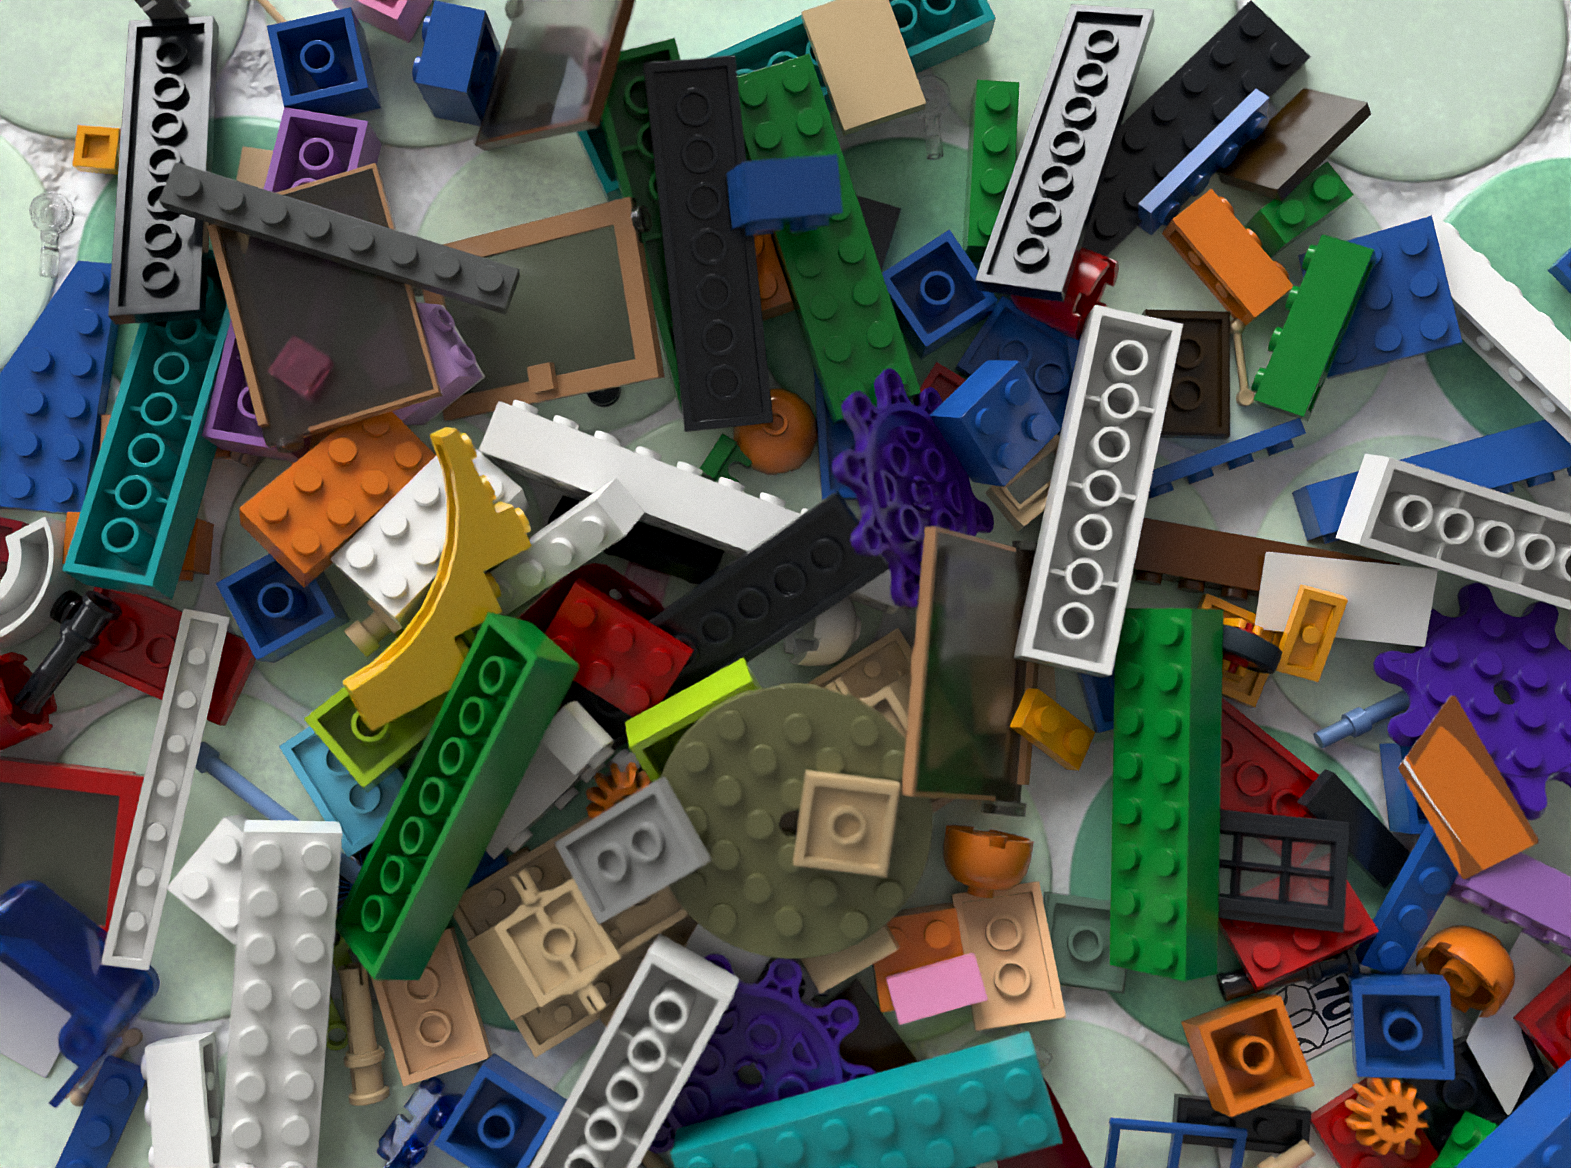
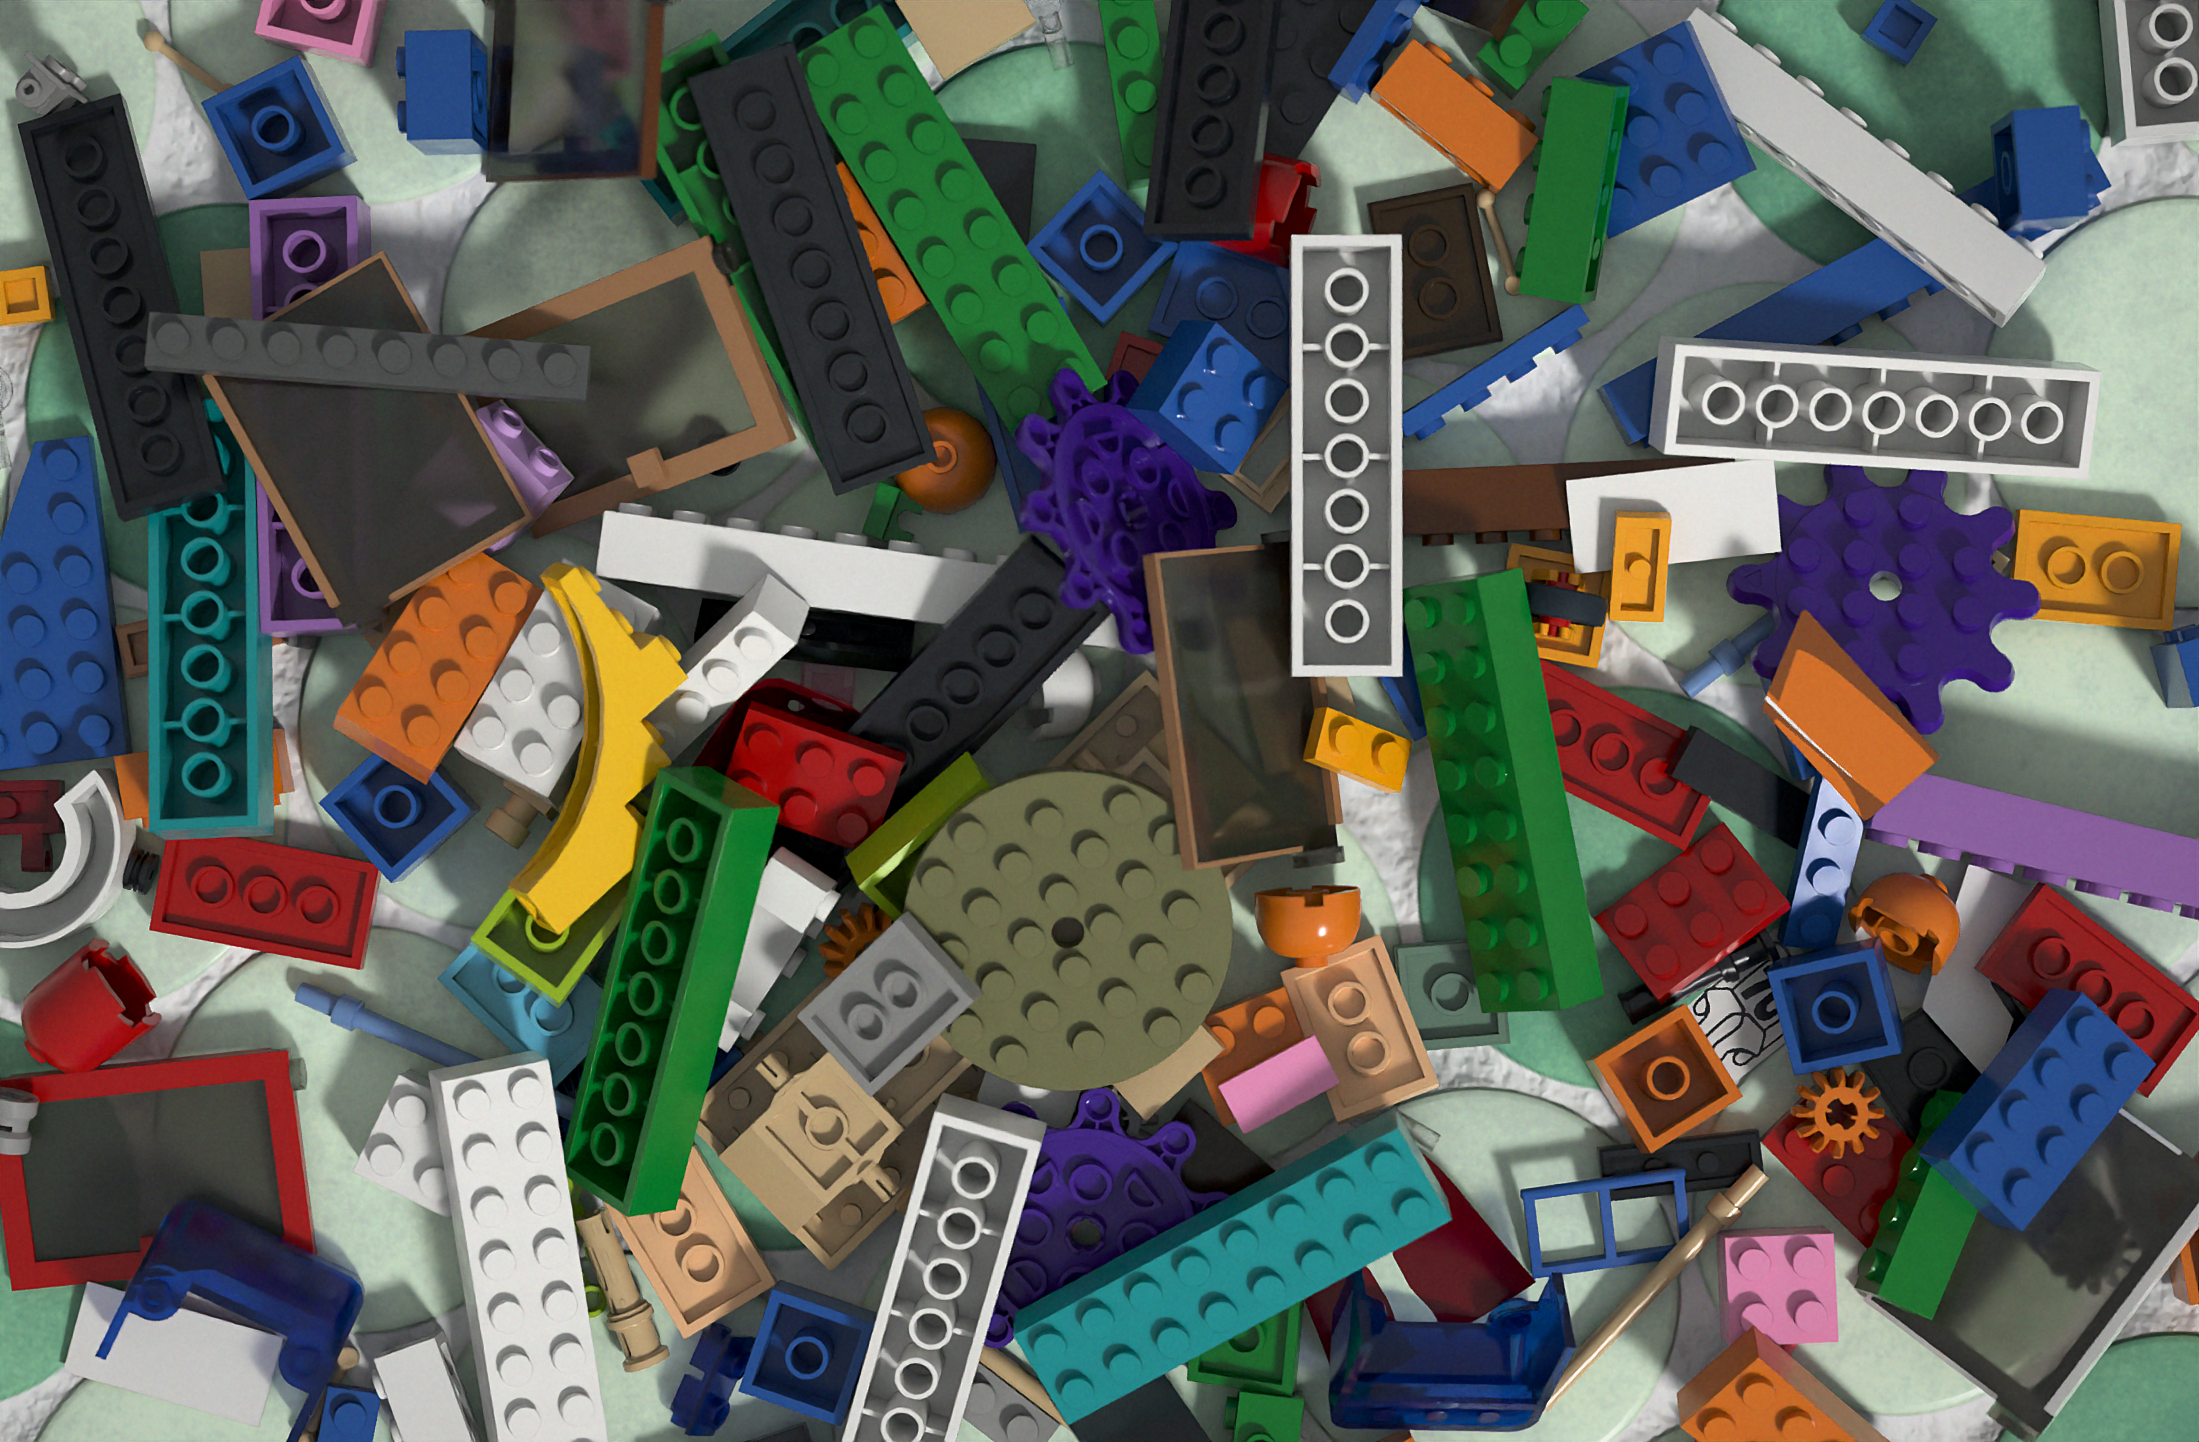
camera: 10 degrees left, 5 degrees up
(76, 637) = (167, 903): black pin -> none
(165, 790) = (320, 1056): white plate -> none
(300, 366) = (362, 525): clear pink tile -> none
(784, 192) = (889, 201): blue brick -> none
(846, 823) = (1128, 917): tan tile -> none
(1283, 870) = (1657, 856): black piece -> none

